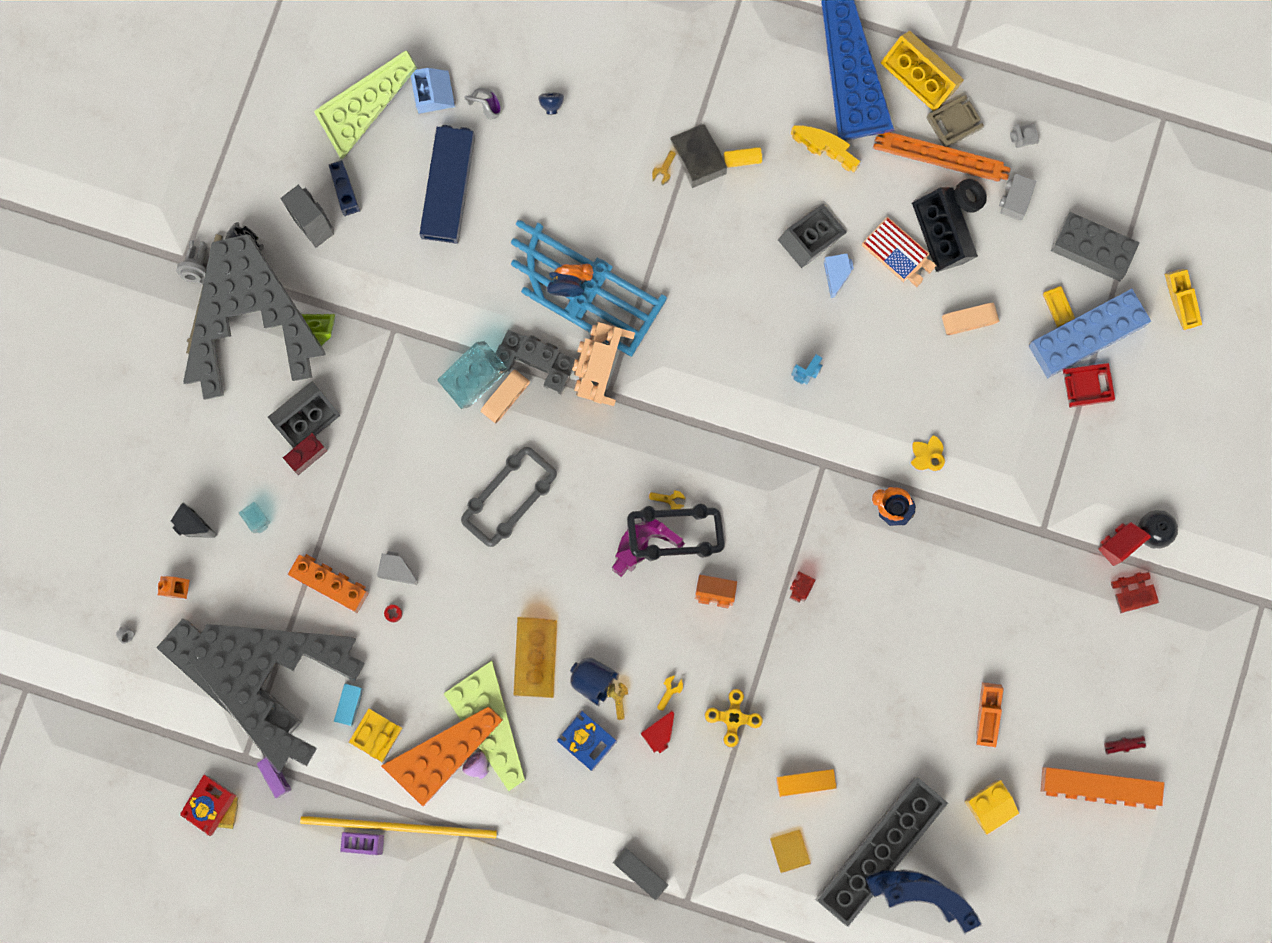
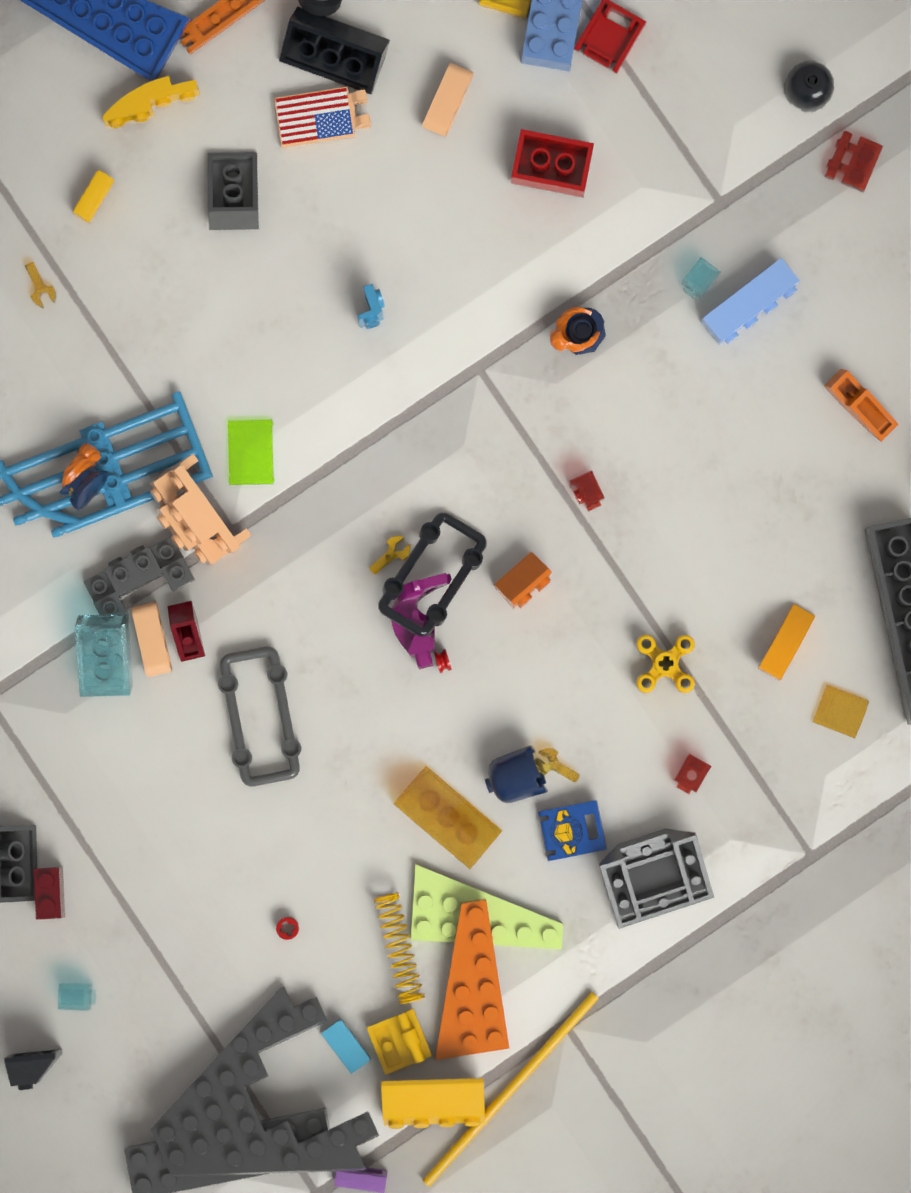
camera: 50 degrees left, 5 degrees up
(173, 587) = (83, 1135): orange brick -> none
(327, 583) = (205, 971): orange brick -> none
(353, 784) = (433, 1102): none -> yellow slope
(377, 839) = (510, 1121): medium lavender slope -> none
(395, 569) = (243, 890): light grey slope -> none
(406, 719) = (406, 997): none -> yellow piece
(476, 766) = (510, 962): lavender brick -> none
(526, 412) = (186, 631): none -> dark red slope
(597, 813) = (655, 876): none -> dark grey slope
(628, 580) = (442, 661): none -> red bush
(640, 873) = (747, 879): dark grey beam -> none
(659, 733) = (622, 750): red slope -> none
(664, 368) = (250, 452): none -> clear neon green piece
(669, 692) = (588, 708): yellow bar -> none
(686, 789) = (696, 765): none -> clear red brick
(699, 155) = (54, 239): clear smoke slope -> none
(837, 272) = (291, 195): light blue slope -> none
(926, 452) = (549, 255): yellow plate -> none
(983, 410) = (552, 163): none -> red brick
(985, 554) = (700, 278): none -> clear light blue brick
(997, 596) = (750, 301): none -> light blue brick
(1123, 543) = (796, 132): red slope -> none

